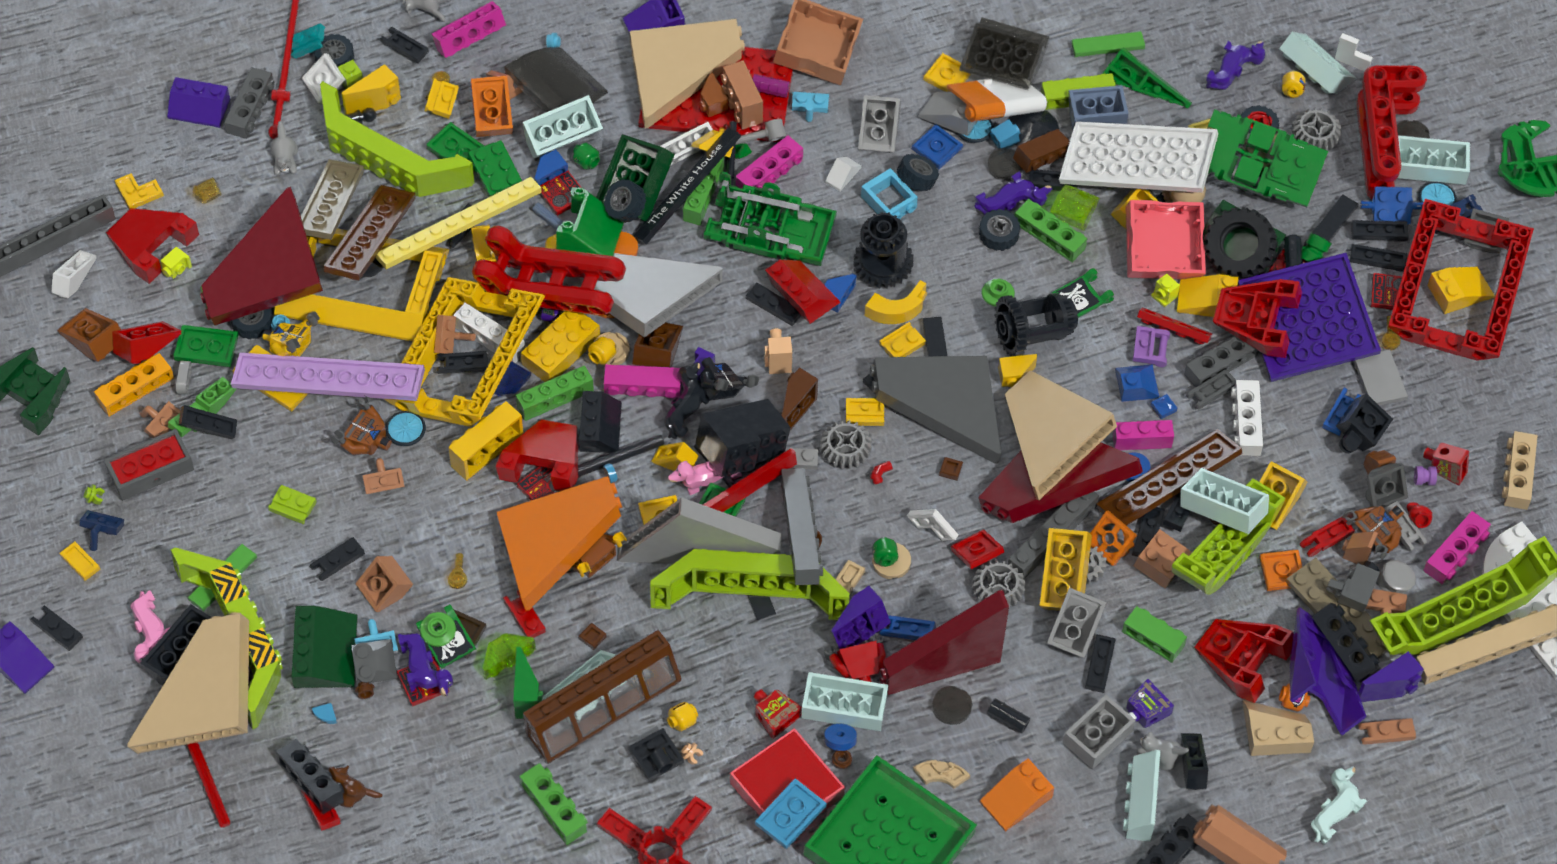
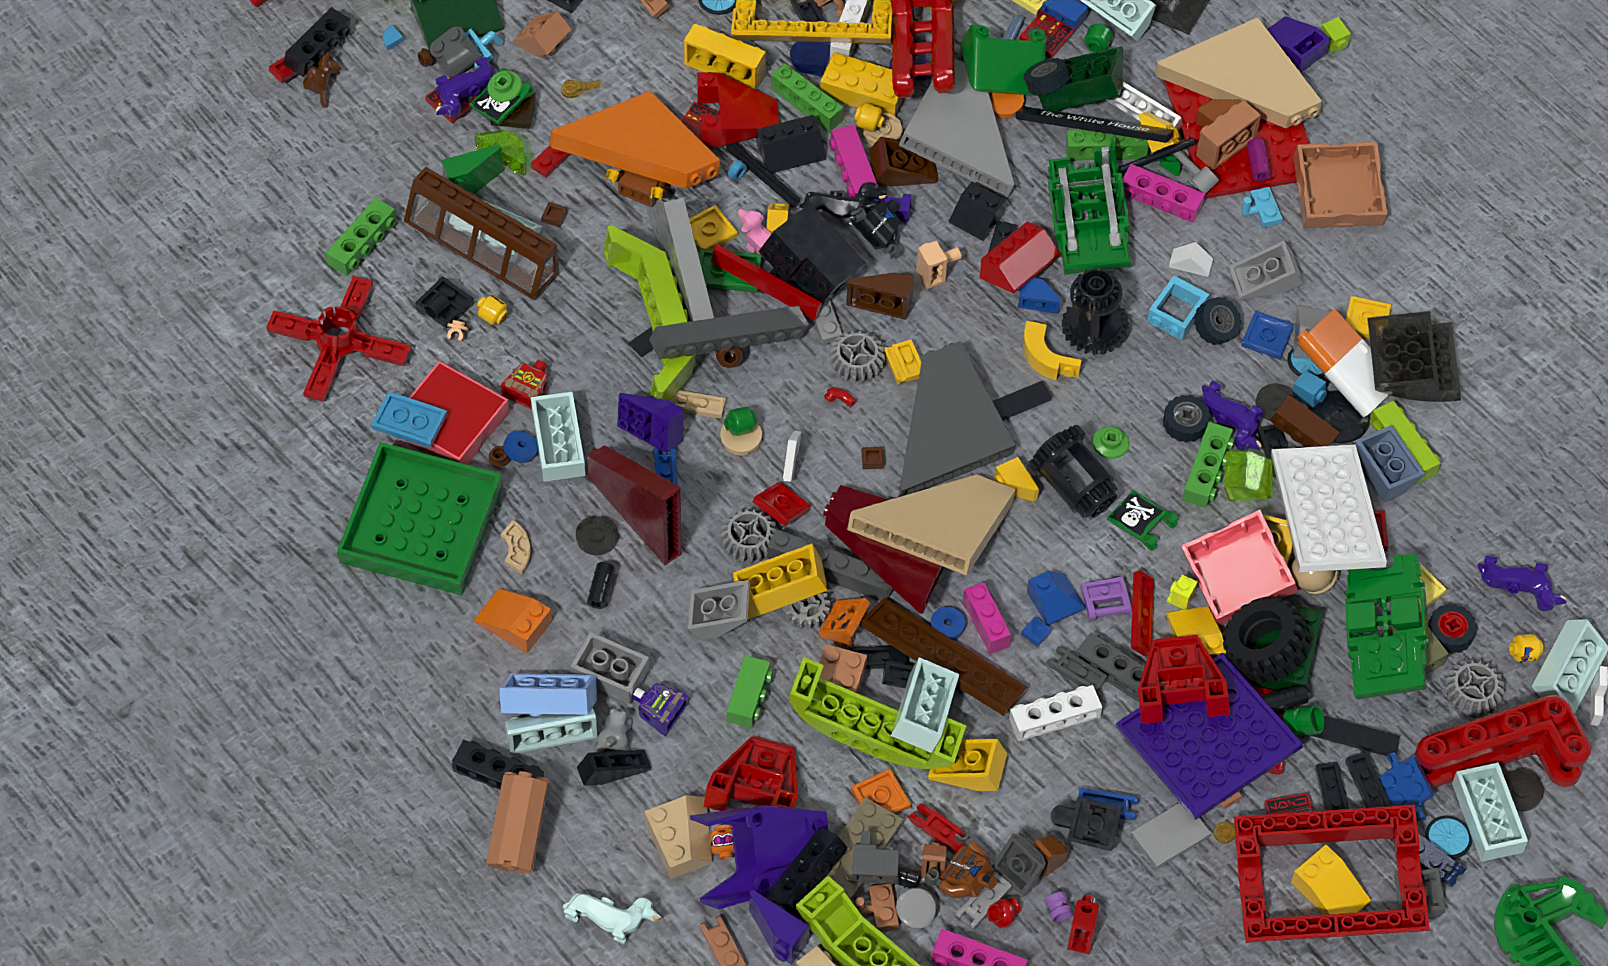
camera: 70 degrees right, 0 degrees up
(732, 305) = (978, 211): none -> black slope
(859, 660) = (607, 431): red torso -> none
(902, 341) = (1005, 372): yellow plate -> none
(1100, 663) = (697, 654): black tile -> none
(1107, 44) = (1487, 456): bright green tile -> none
(1117, 784) = (548, 694): none -> light blue brick
(1135, 75) = (1458, 488): green wedge -> none

